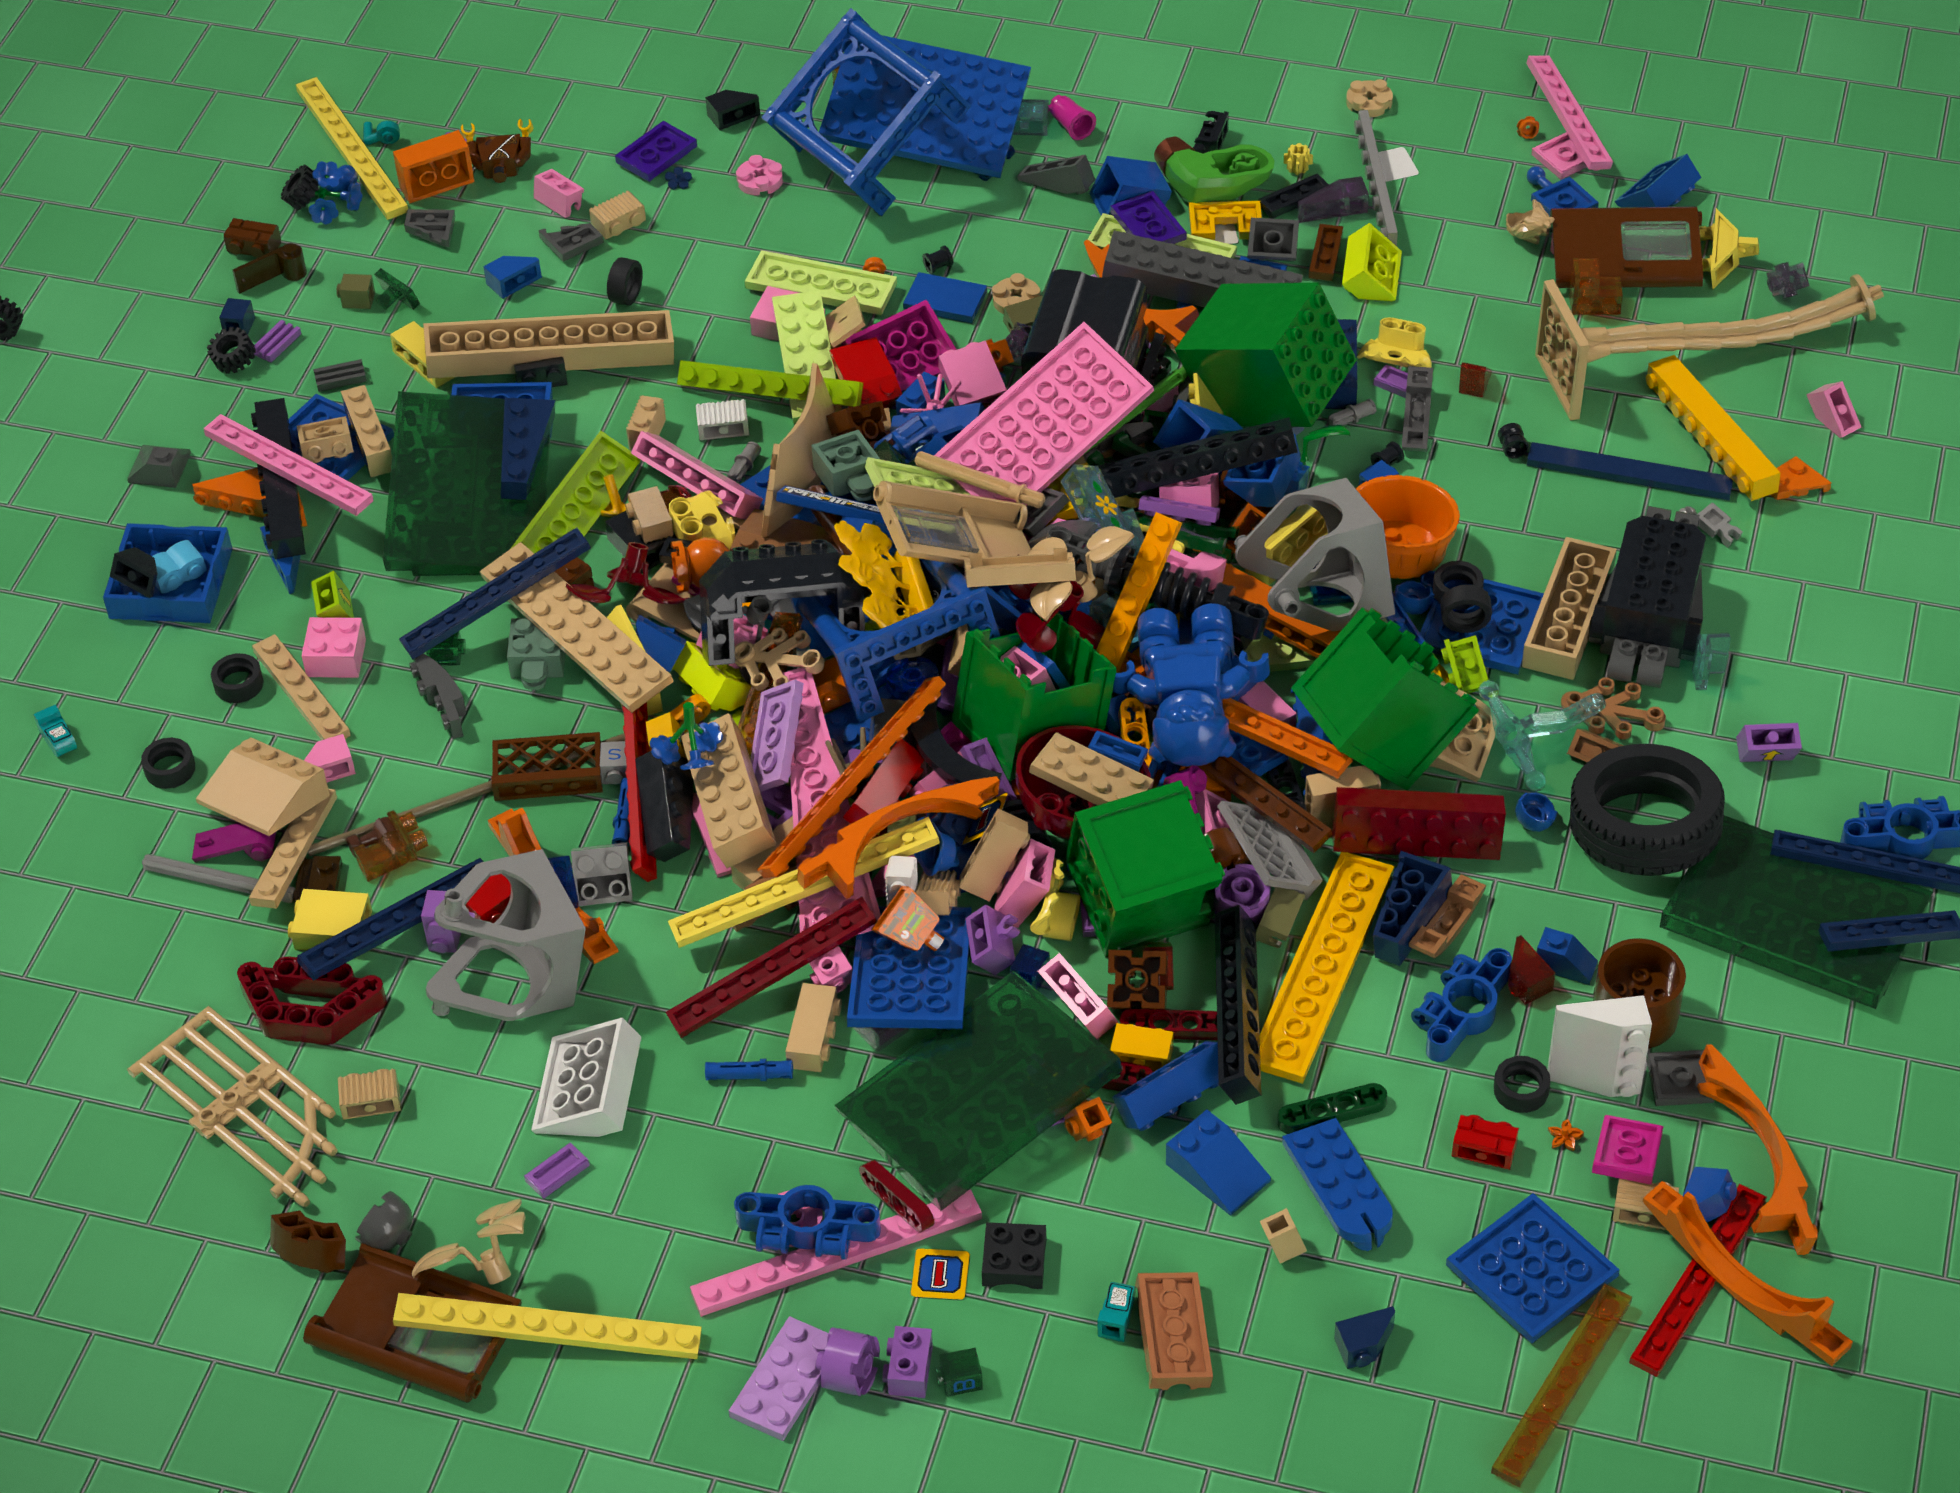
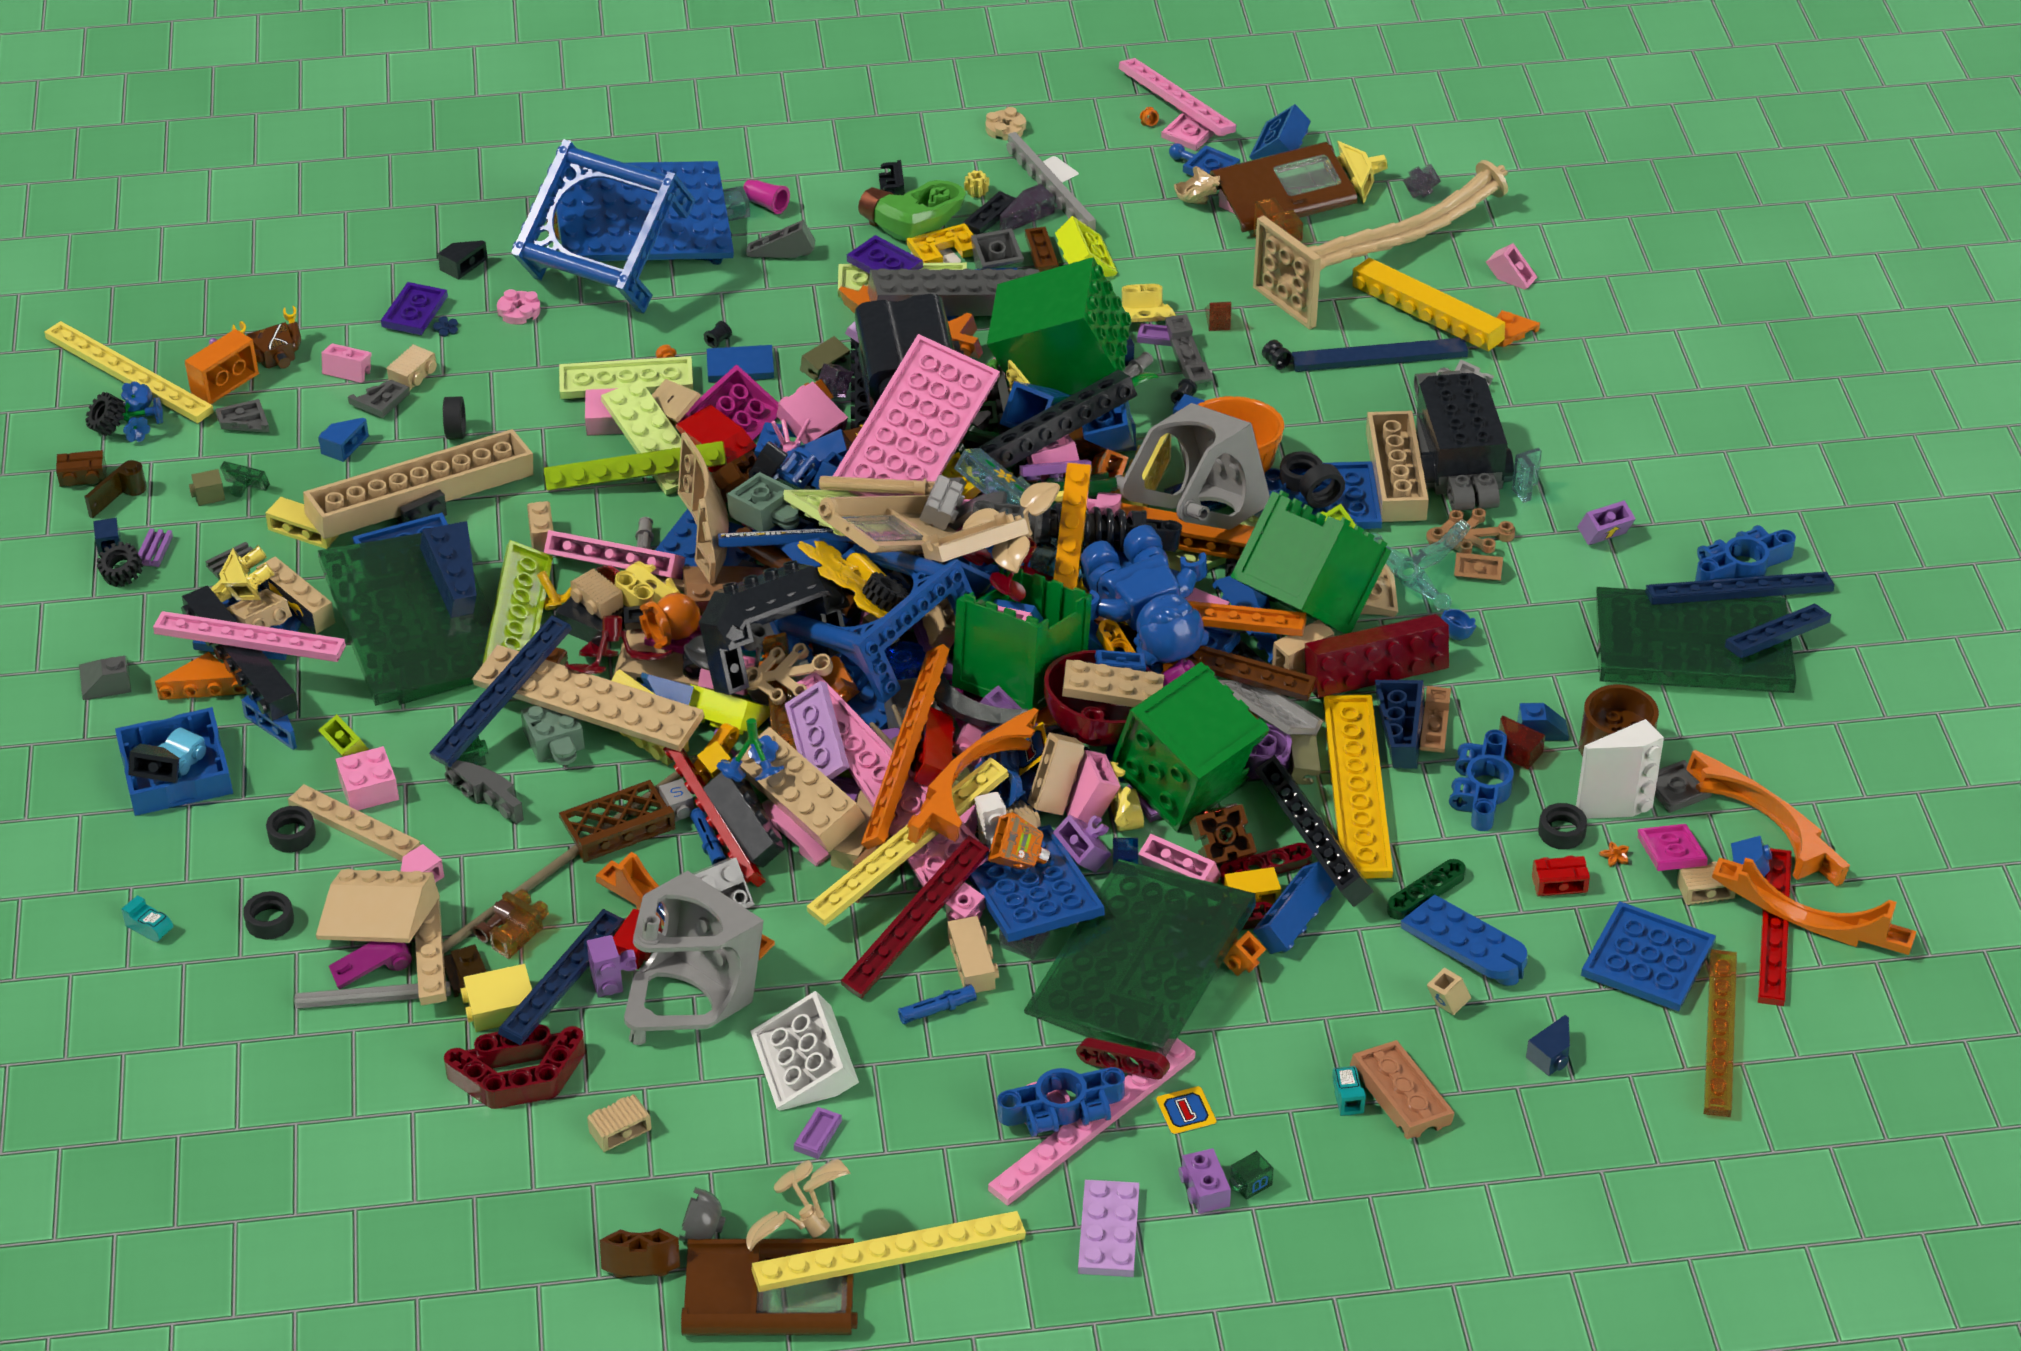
camera: 25 degrees left, 5 degrees down
(239, 1097) = (504, 1159): tan piece -> none
(325, 395) = (236, 576): none -> light yellow connector
(387, 133) = (154, 351): teal plate -> none
(722, 419) = (606, 507): white brick -> none
(848, 1362) = (1158, 1195): medium lavender brick -> none
(883, 420) = (768, 460): none -> black piece
(904, 599) = (884, 591): none -> black tyre
(1005, 291) = (798, 338): tan plate -> none
(1014, 1254) = (1241, 1074): black brick -> none
(1025, 516) = (942, 502): none -> light grey brick
(1126, 179) = (843, 234): blue slope -> none
(1216, 1162) = (1361, 956): blue slope -> none
(1639, 847) = (1546, 624): black tyre -> none

